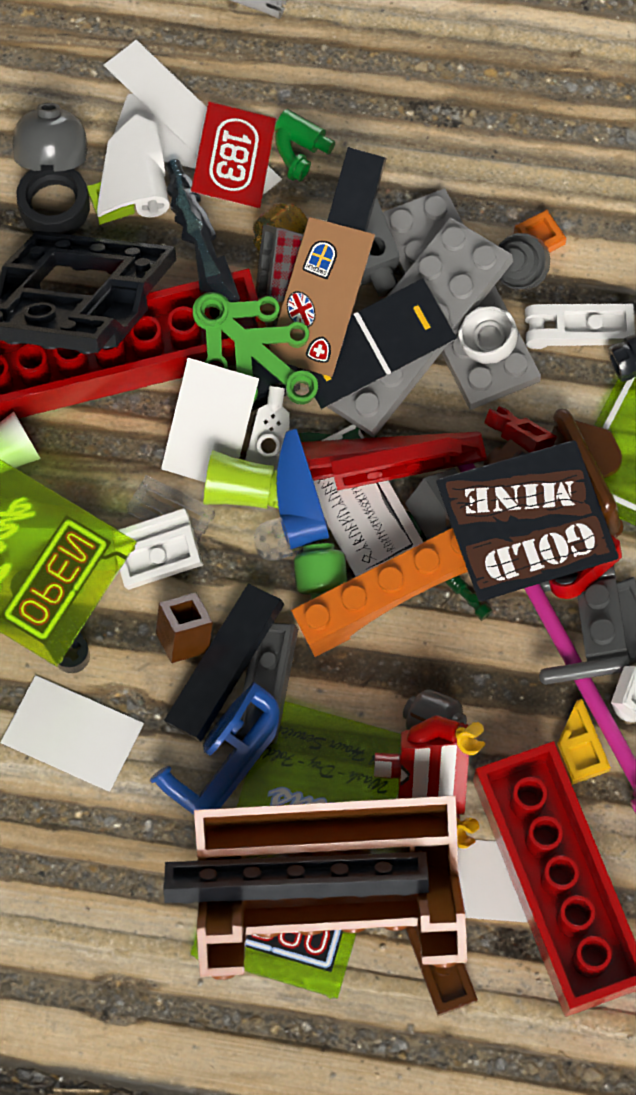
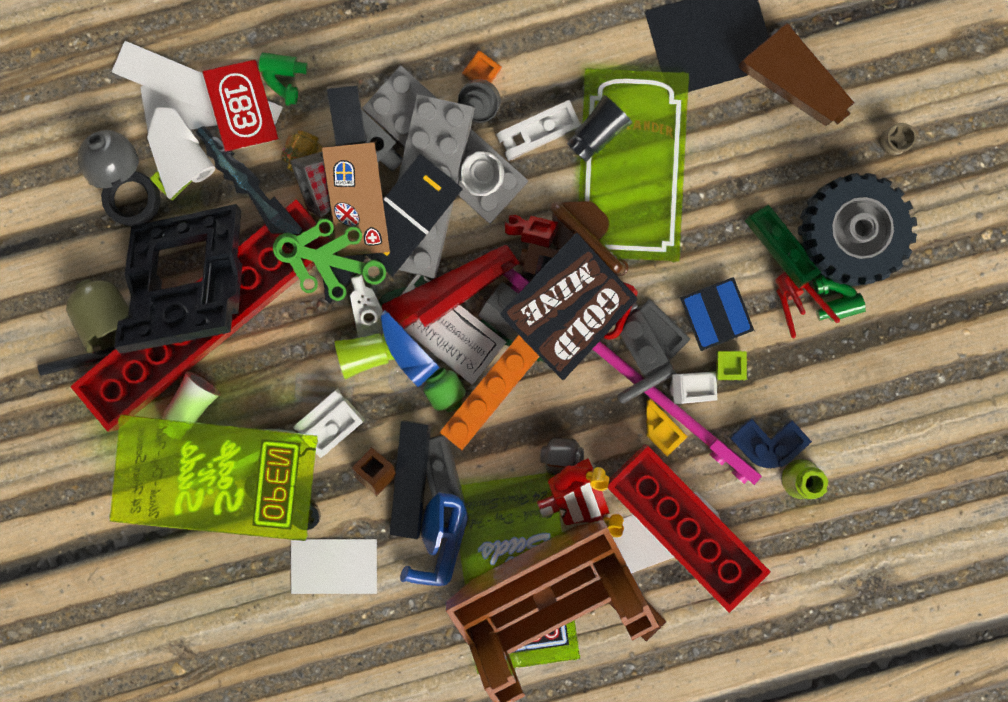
camera: 30 degrees left, 20 degrees up
(208, 417) = (320, 319): white sticker -> none
(296, 877) = (528, 619): black plate -> none

